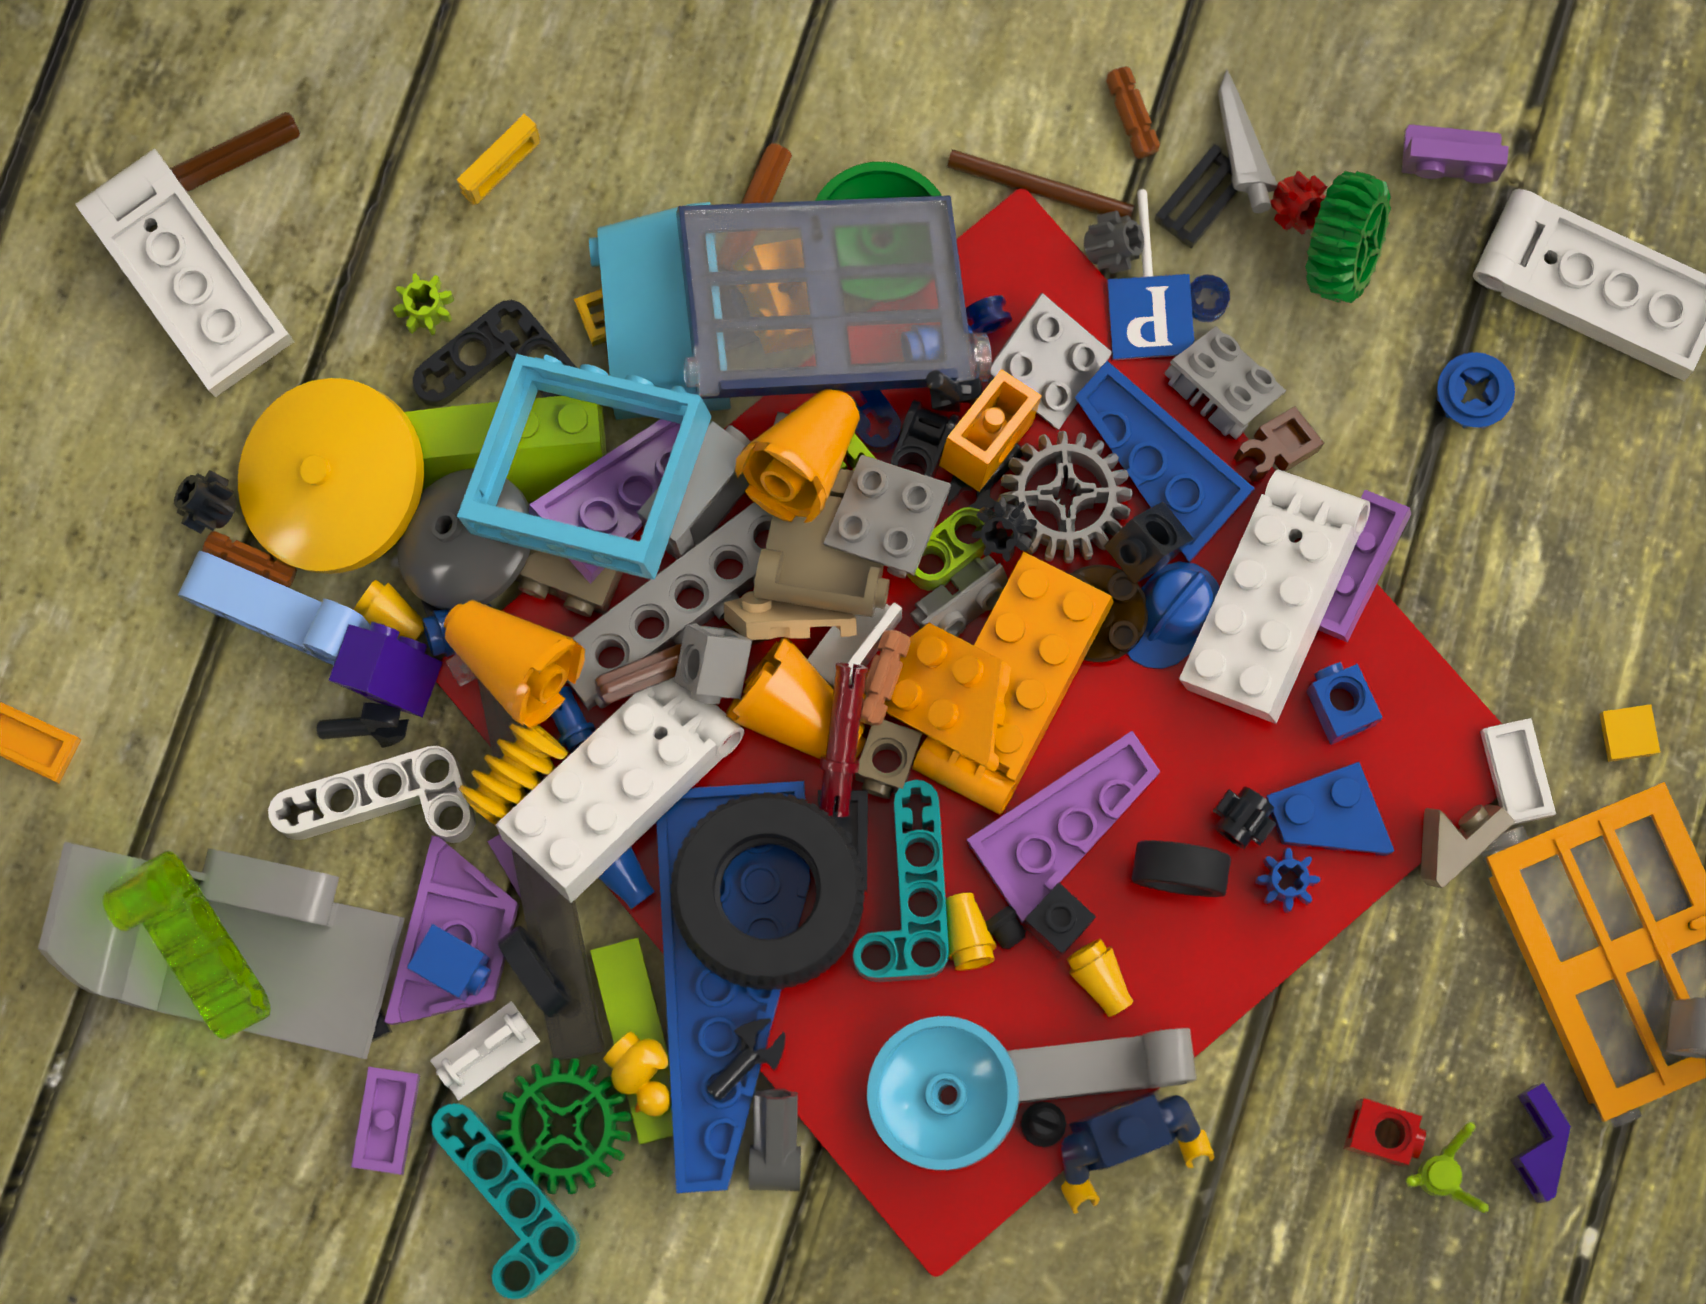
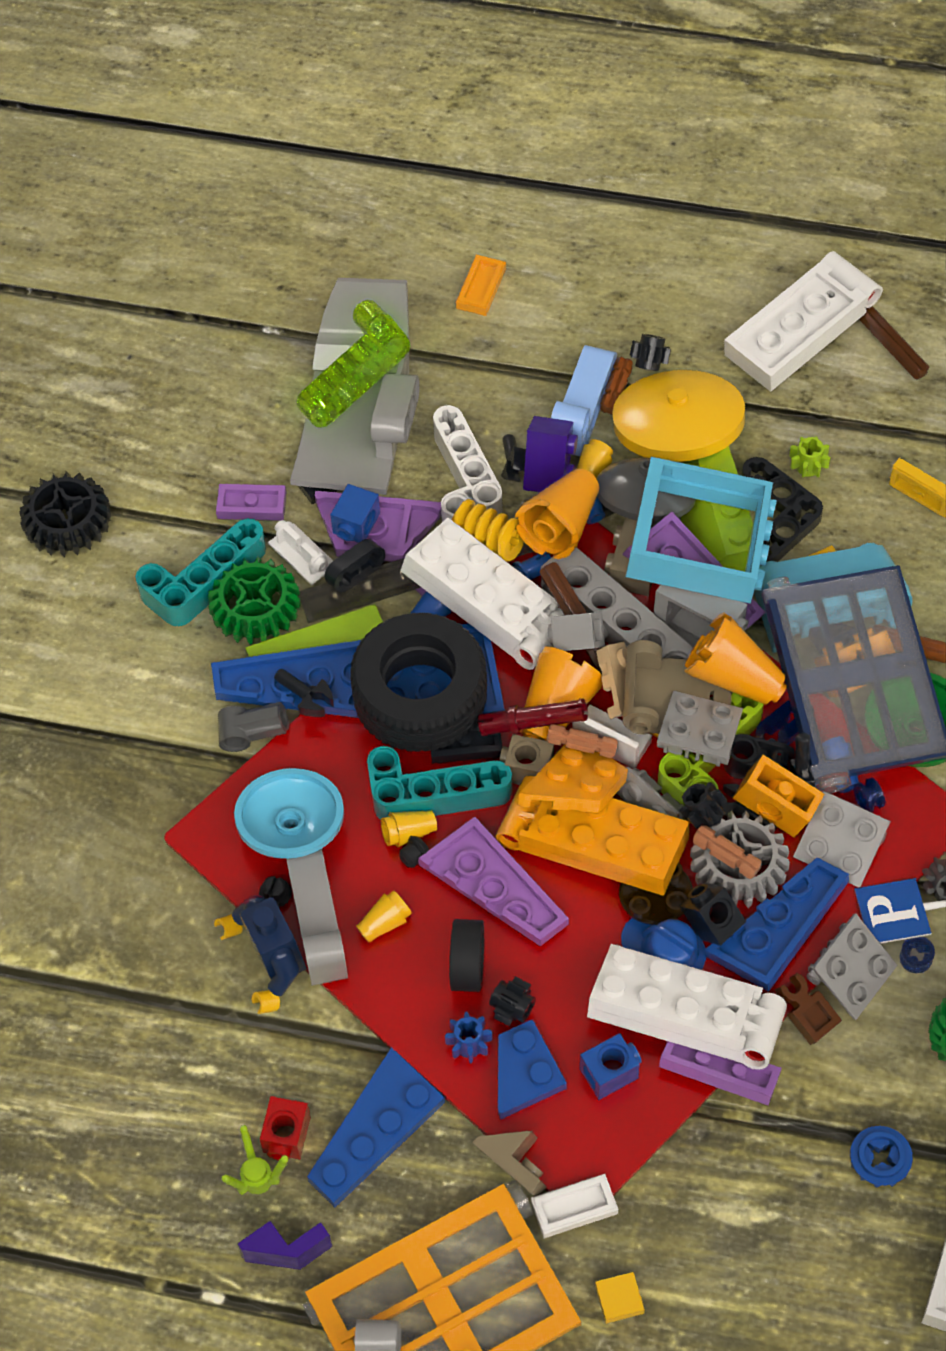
camera: 85 degrees right, 20 degrees down
(633, 1066) = (293, 630): yellow animal -> none
(1058, 920) = (421, 881): black brick -> none
(1073, 508) = (727, 851): none -> nougat axle
(1375, 1008) = (378, 1123): none -> blue wing

